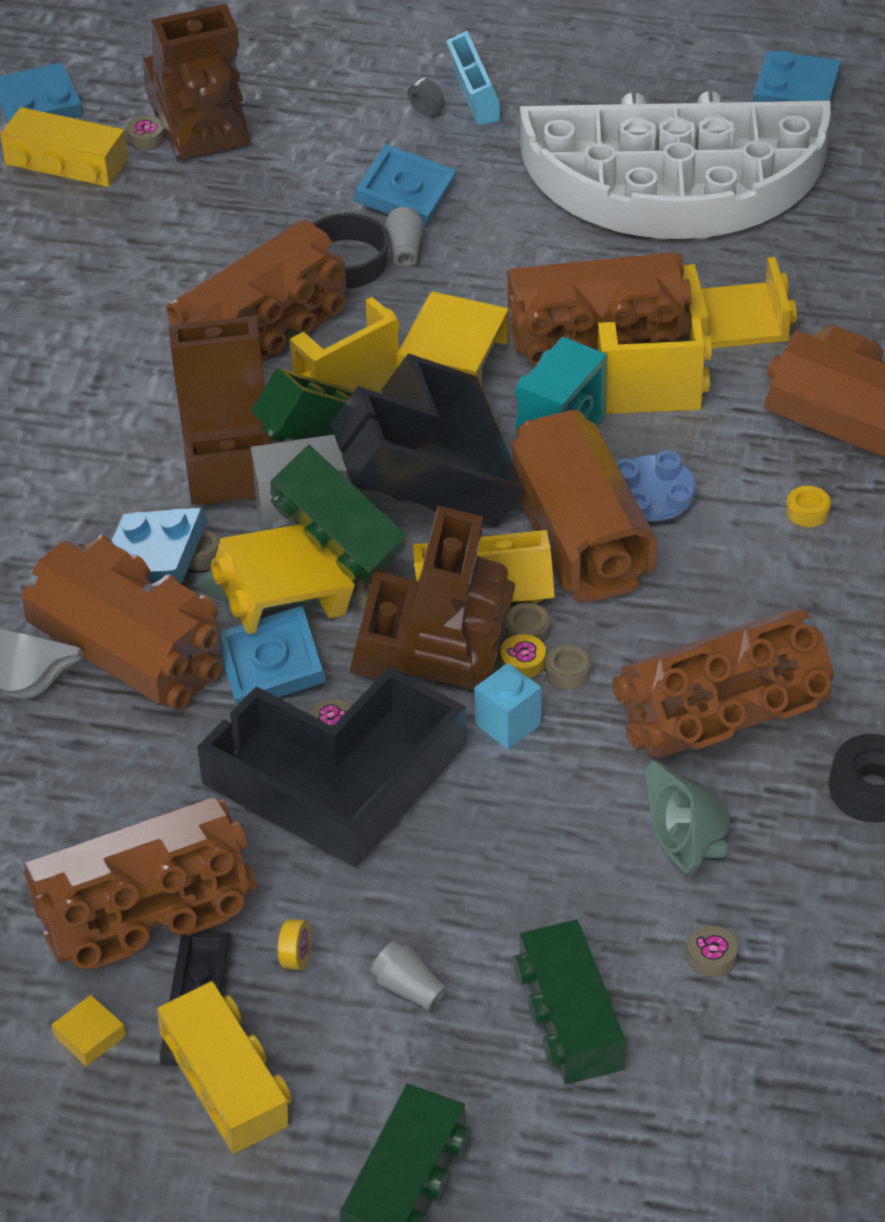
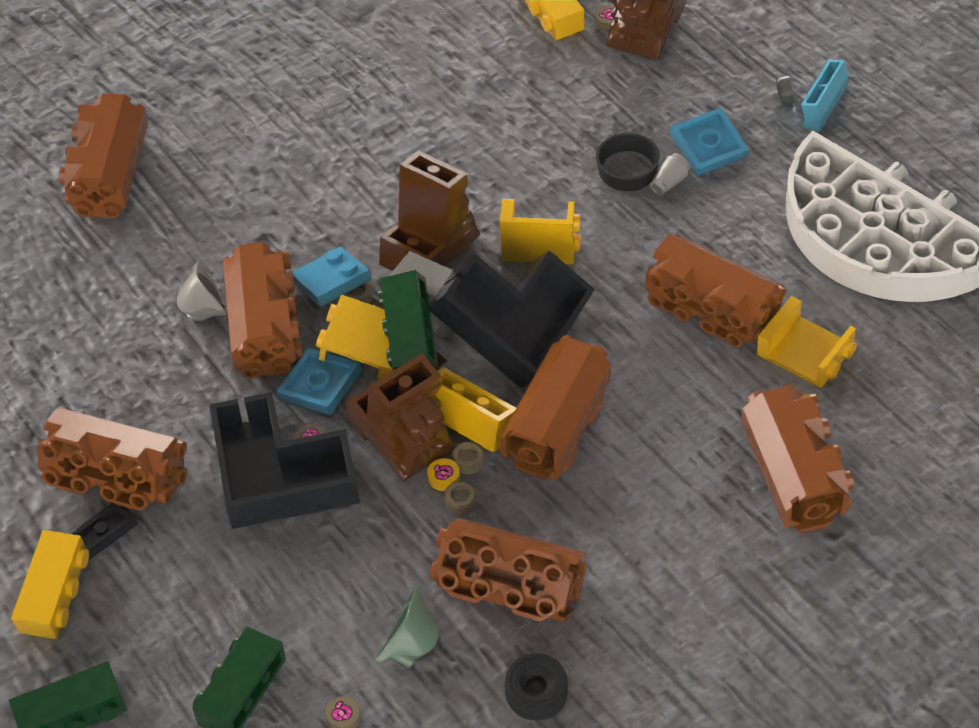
camera: 45 degrees right, 5 degrees up
(88, 1030) = (26, 518): yellow tile -> none
(281, 282) = (522, 163): dark orange brick -> none
(294, 944) = (153, 547): yellow tile -> none
(298, 406) = (458, 238): dark green brick -> none
(407, 975) = (185, 603): light grey cone -> none
(456, 332) = (612, 257): yellow panel -> none
(507, 706) = (395, 497): medium azure brick -> none
(564, 380) = (626, 333): teal brick -> none
(655, 374) = (692, 356): yellow panel -> none
(659, 484) = (626, 424): medium blue dish -> none
(808, 506) = (702, 499): yellow tile -> none

